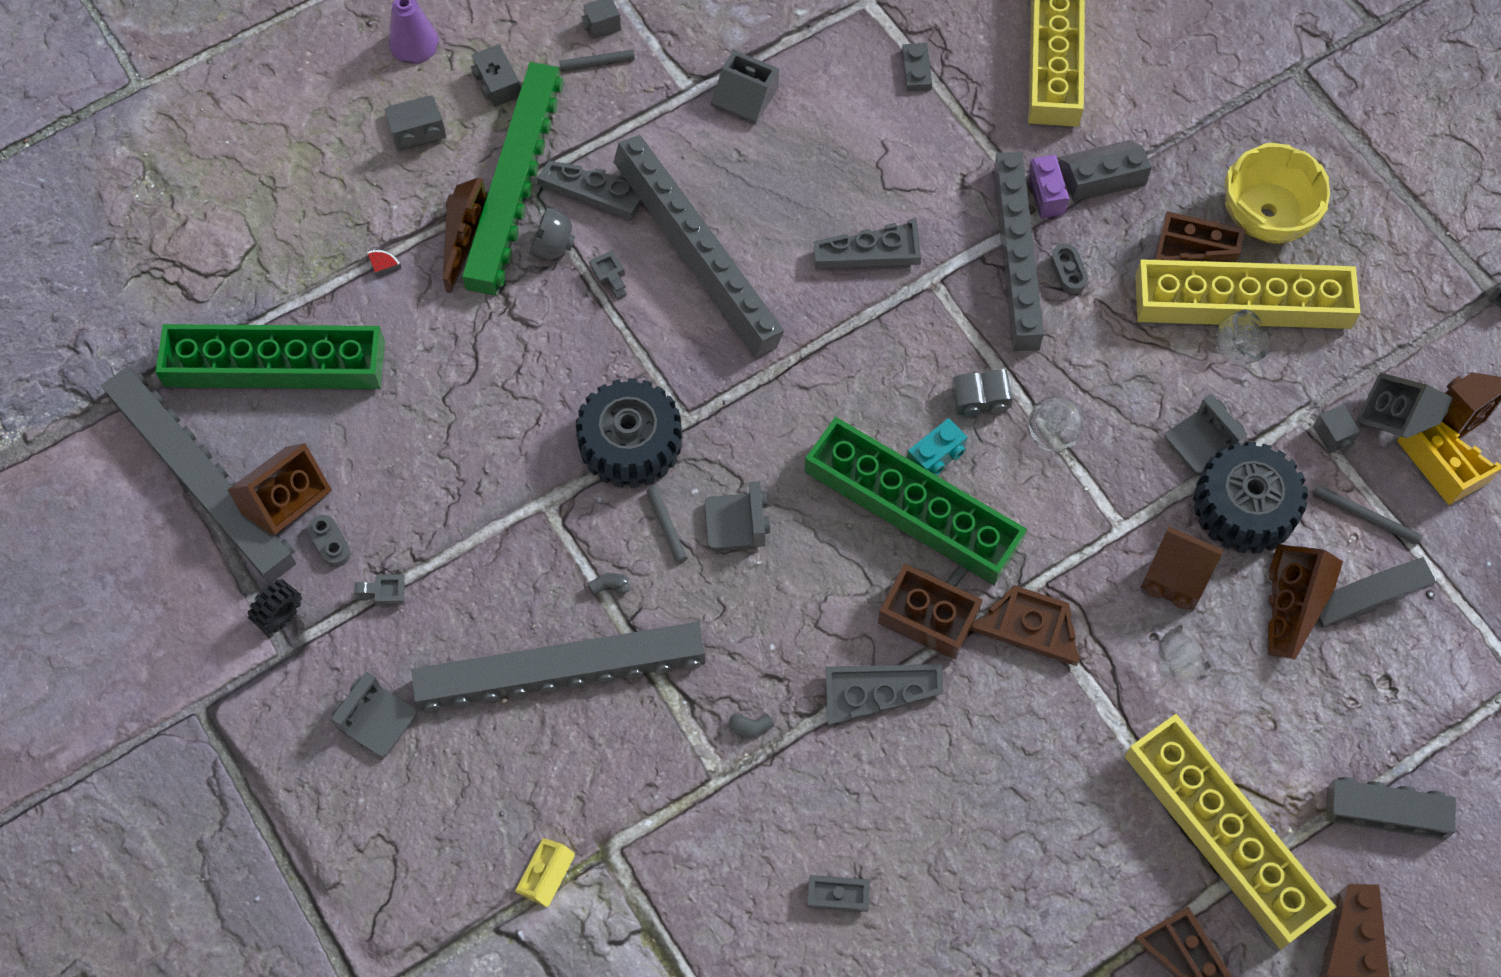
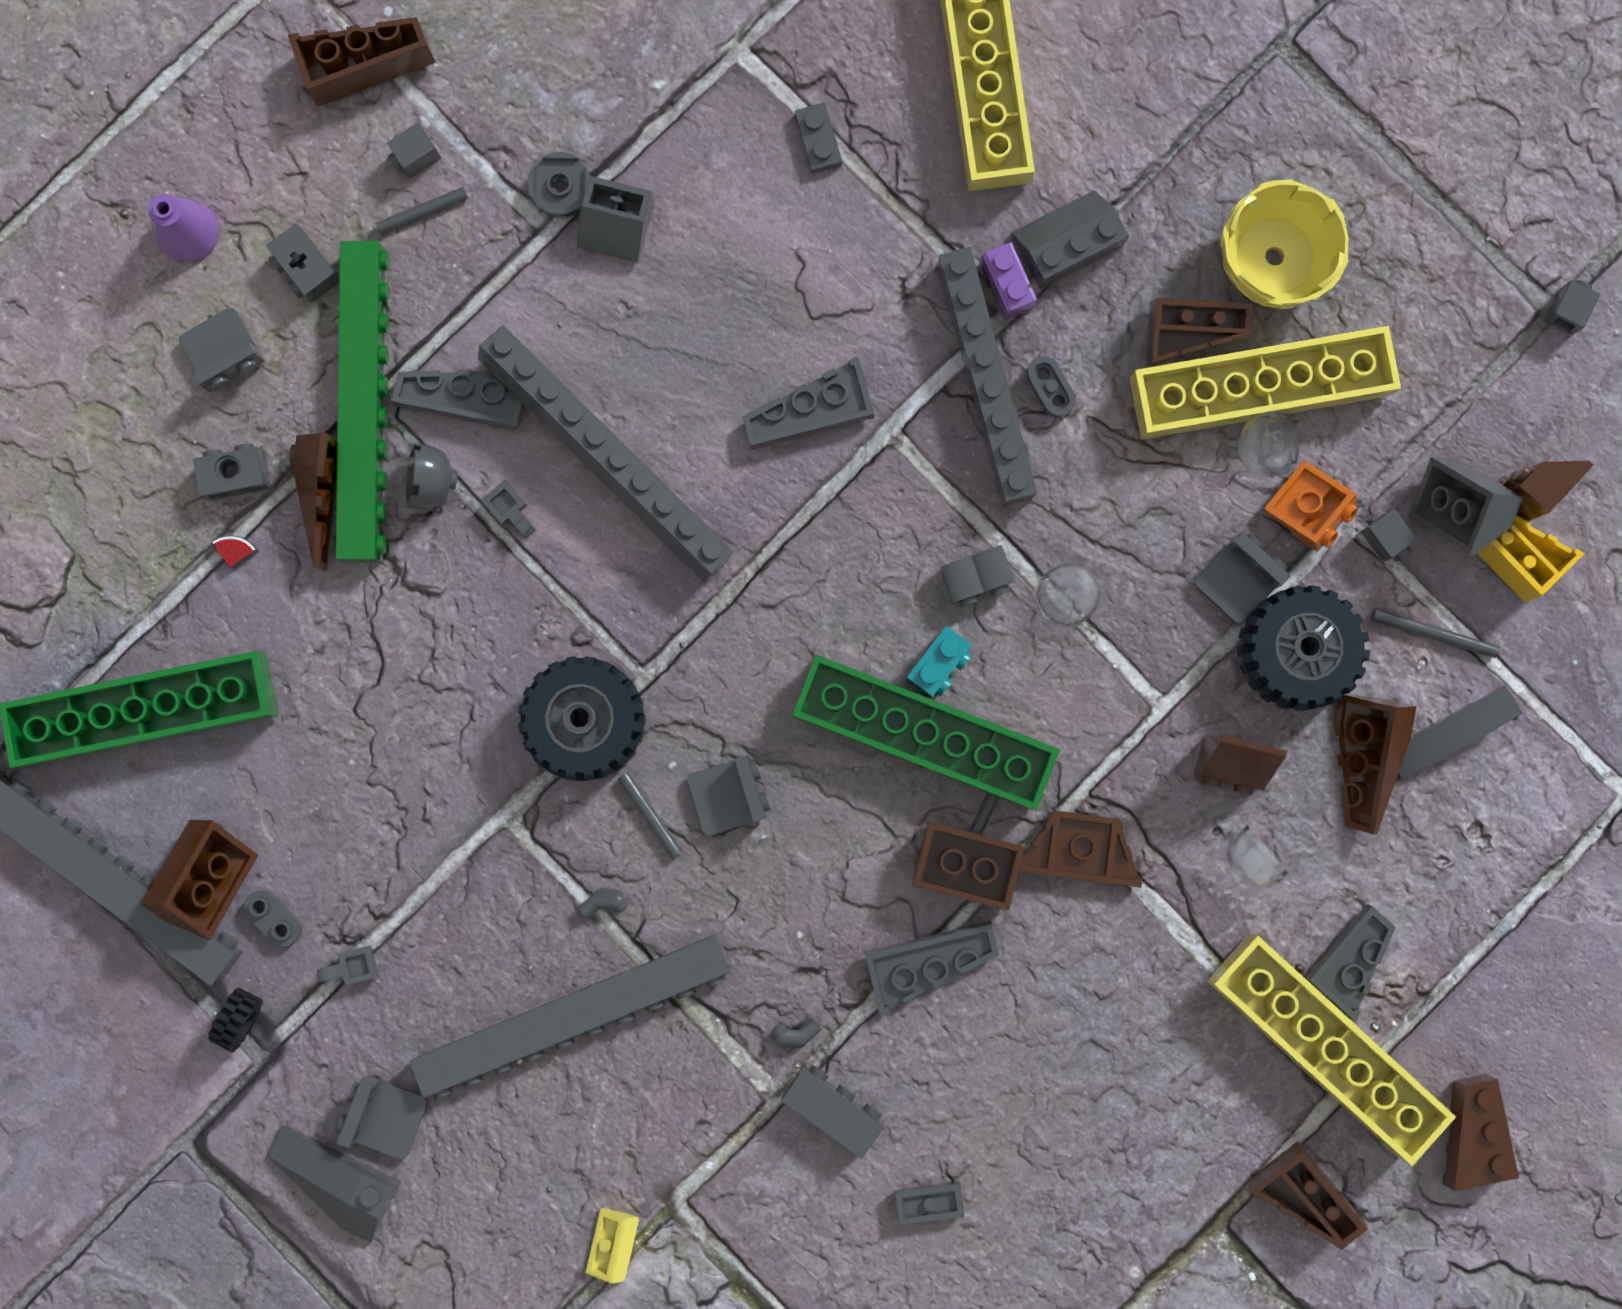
camera: 15 degrees left, 20 degrees up
(320, 767) = (340, 1185): none -> dark grey wedge
(385, 212) = (250, 477): none -> dark grey brick
(699, 70) = (546, 173): none -> dark grey plate
(769, 793) = (833, 1110): none -> dark grey brick
(1262, 761) = (1348, 965): none -> dark grey wing
(1274, 394) = (1312, 506): none -> orange plate
(1391, 808) = (1499, 982): dark grey brick -> none

